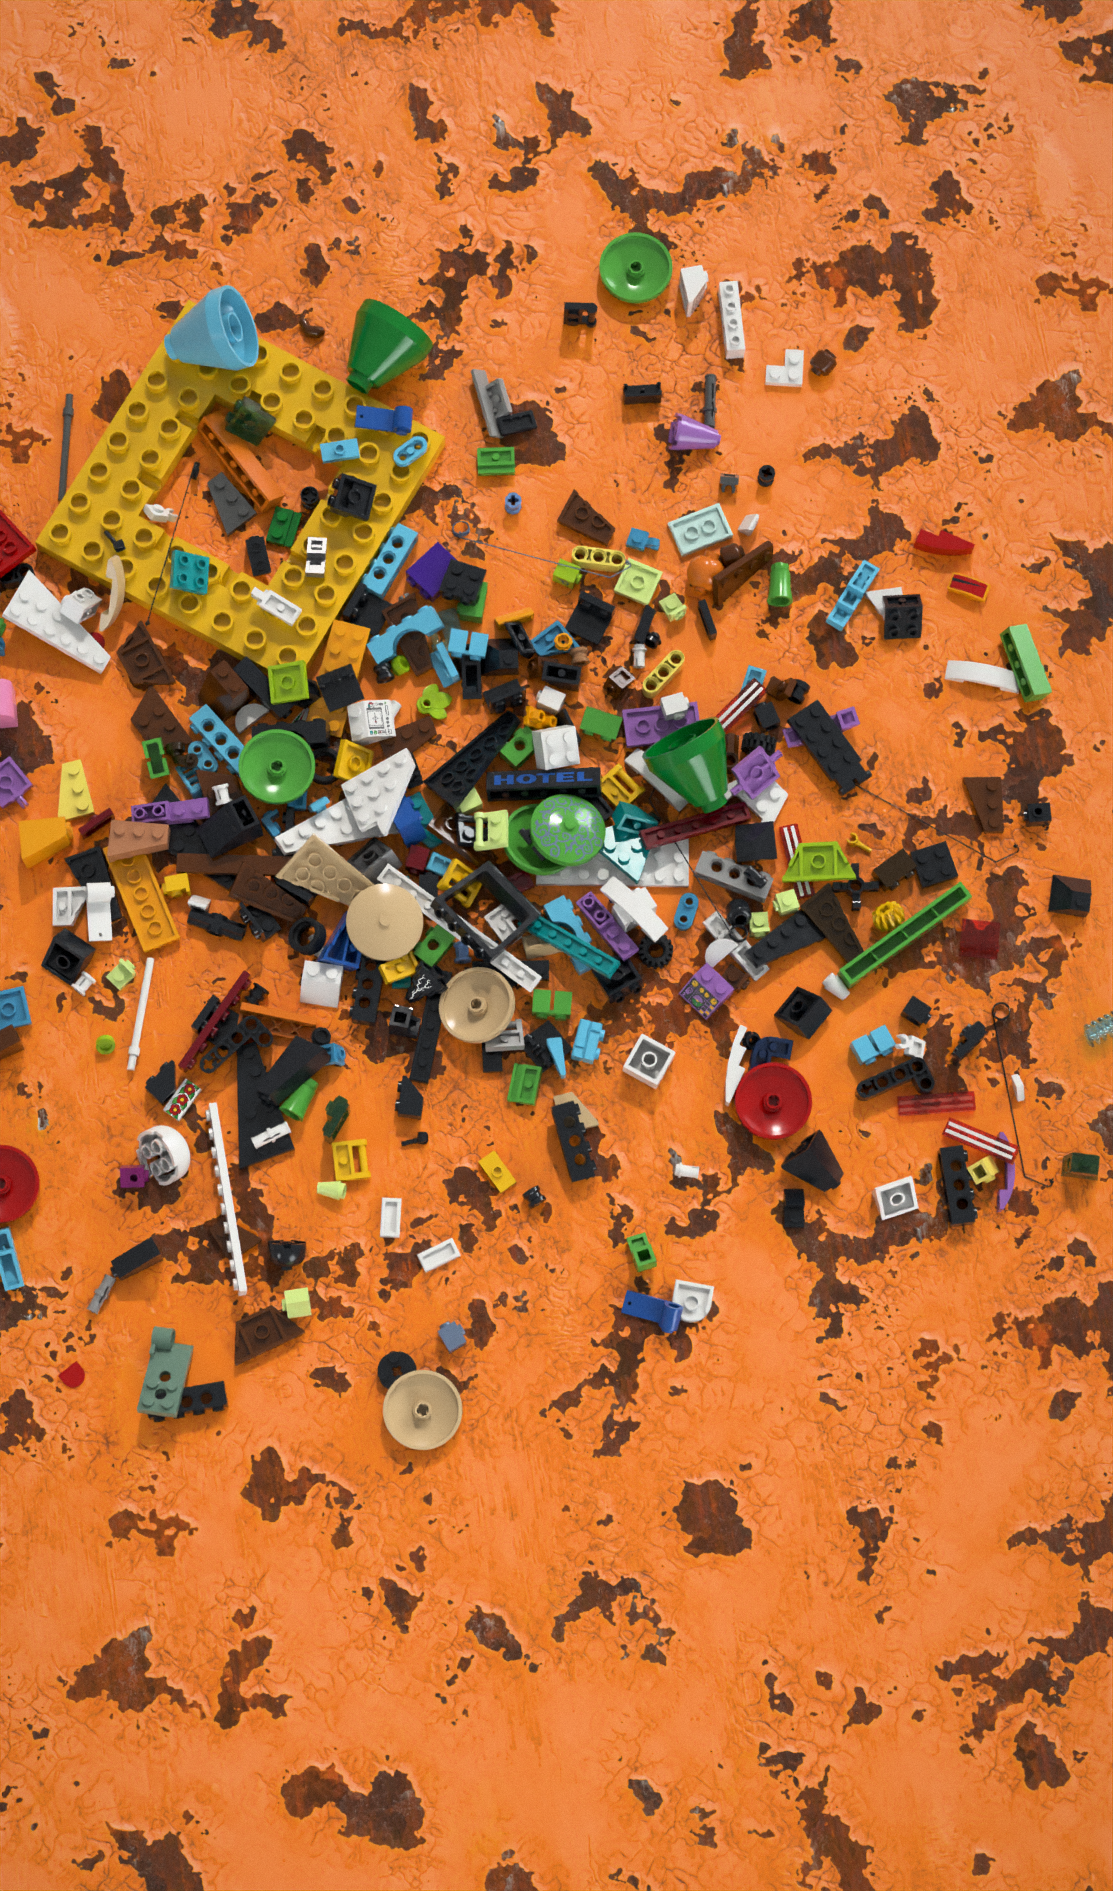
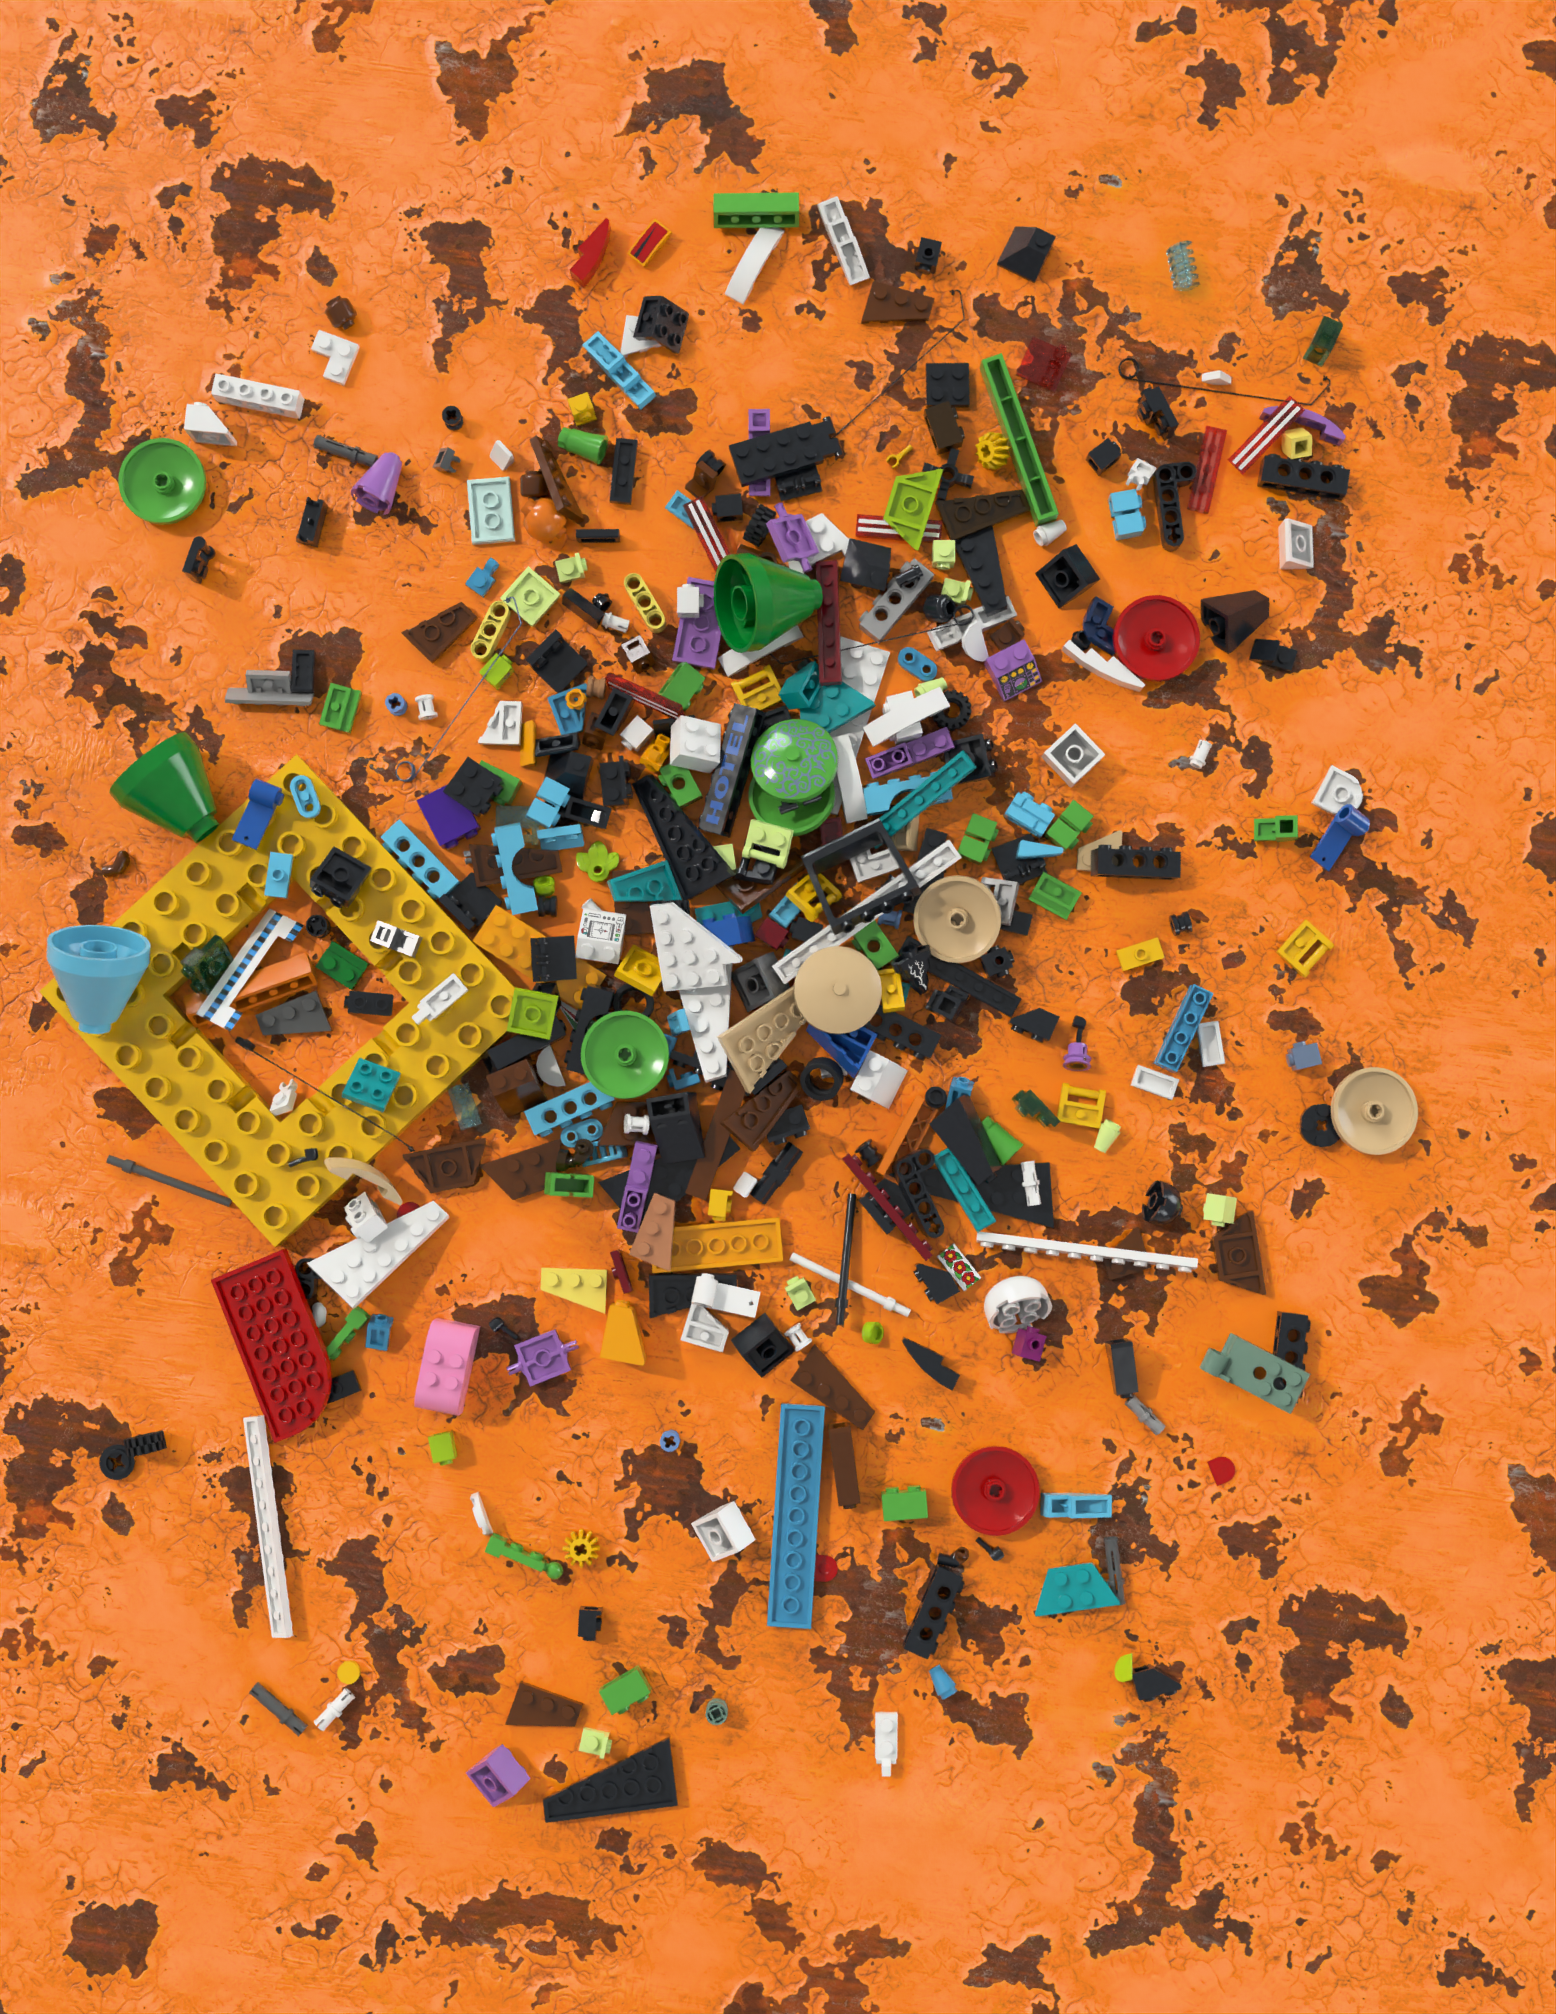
camera: 65 degrees left, 10 degrees up
(23, 738) = (497, 1324): none -> black hand
(50, 1020) = (829, 1386): none -> reddish brown wing
(93, 1099) = (931, 1363): none -> black slope
(123, 1009) = (842, 1301): none -> black bar
(196, 658) = (464, 1106): none -> clear light blue hinge
(218, 436) = (217, 1004): none -> white sticker
(247, 1081) = (964, 1190): none -> teal tile
(391, 1143) = (1077, 1057): none -> medium lavender piece
(426, 745) = (645, 885): none -> teal wing
(443, 1225) = (1183, 1028): none -> dark azure brick
(448, 1045) = (990, 966): none -> black brick
(518, 527) = (426, 707): none -> white bush
(524, 594) = (504, 725): none -> white wing
(548, 1304) = (1299, 944): none -> yellow plate
(567, 881) = (849, 781): none -> white slope
(578, 1075) = (1075, 817): none -> bright green piece
(583, 695) = (645, 696): none -> clear red tile
(672, 933) = (930, 685): none -> yellowish green cone
(768, 624) = (623, 471): none -> black plate
(806, 768) = (799, 483): none -> black hinge
(809, 575) = (582, 409): none -> yellow brick
(1026, 742) = (843, 240): none -> white slope

